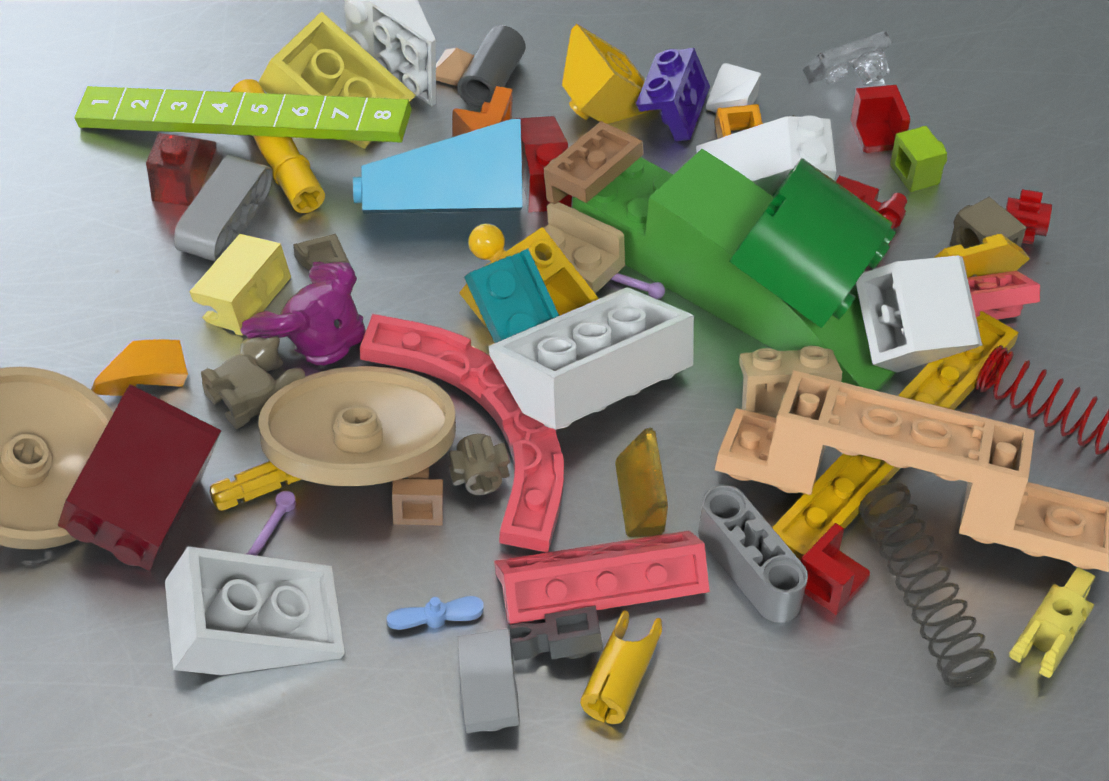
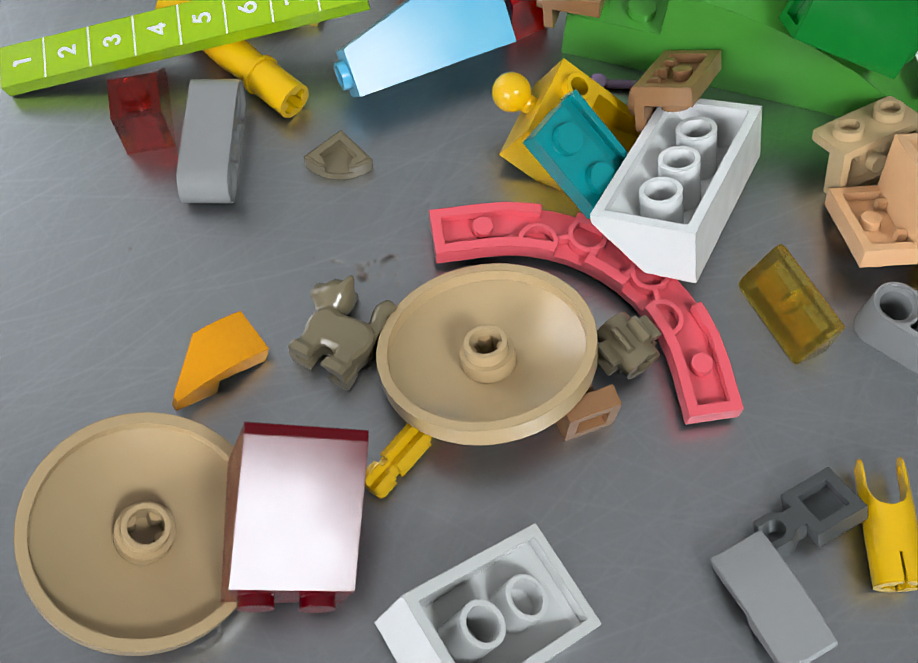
camera: 20 degrees left, 15 degrees up
(242, 282) = (273, 220): light yellow hinge -> none
(284, 503) = (443, 461): lavender hinge -> none
(311, 316) = (372, 231): magenta hair -> none
(436, 613) = (667, 535): light blue piece -> none
(588, 244) = (600, 55): tan bracket -> none
(603, 575) = (818, 426): coral fence -> none
(631, 274) = (673, 83): none -> medium nougat bracket

